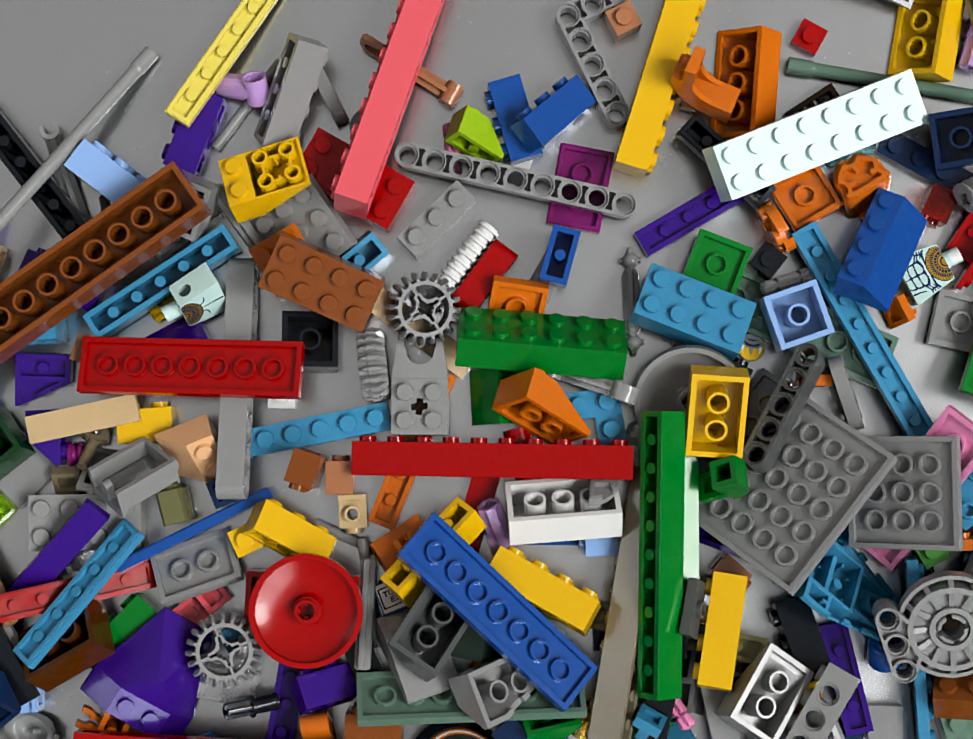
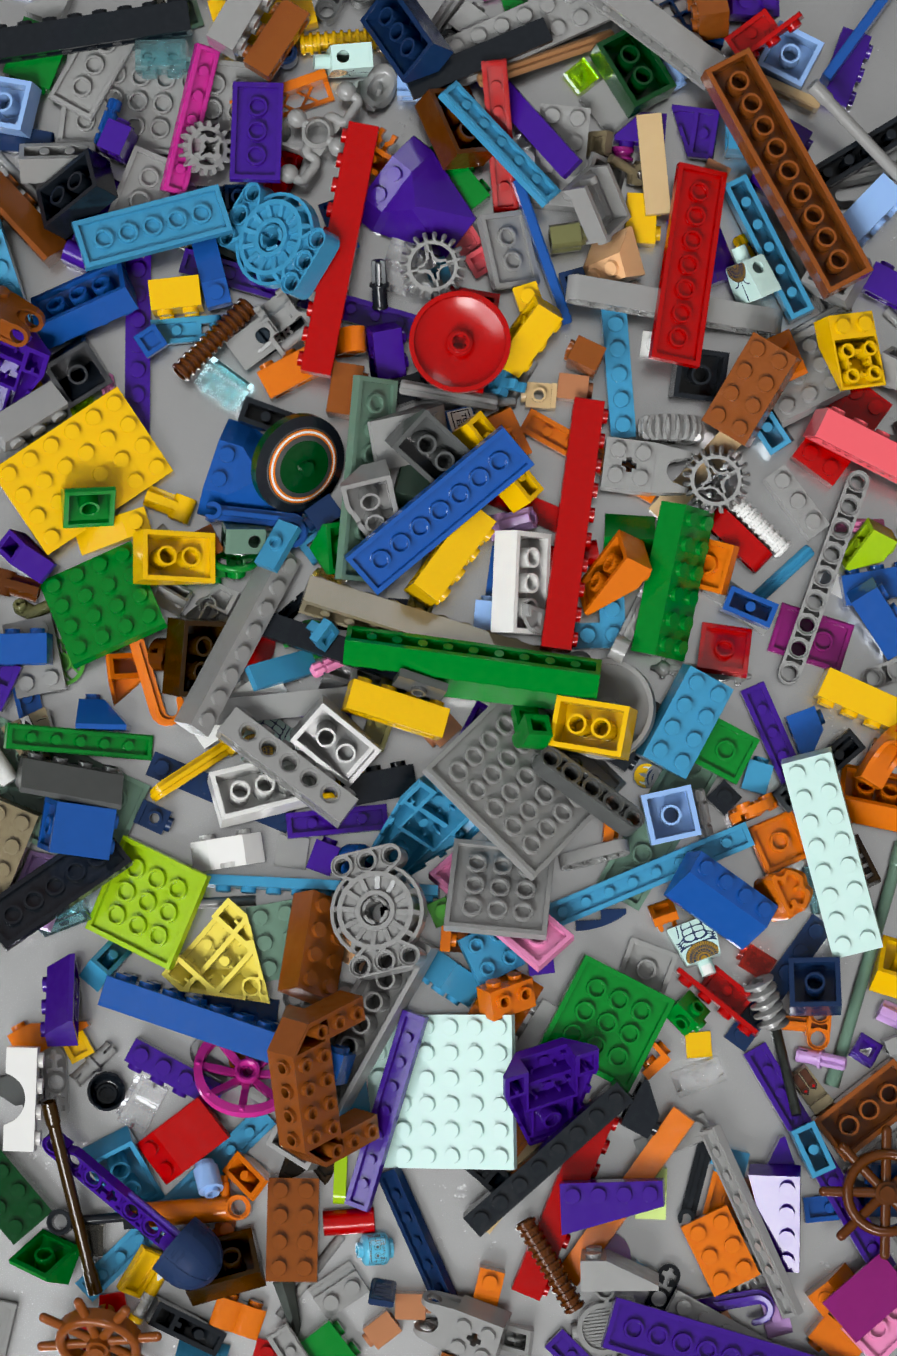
camera: 105 degrees right, 0 degrees up
(344, 553) = (503, 384): none -> dark azure plate
(514, 224) = (785, 572): none -> dark azure axle
(606, 278) = (724, 650): none -> red plate
(681, 181) = (805, 729): none -> blue slope
(738, 227) = (757, 775): none -> dark azure brick
(884, 688) = (322, 855): none -> dark purple brick
(915, 375) = (606, 917): none -> dark blue slope

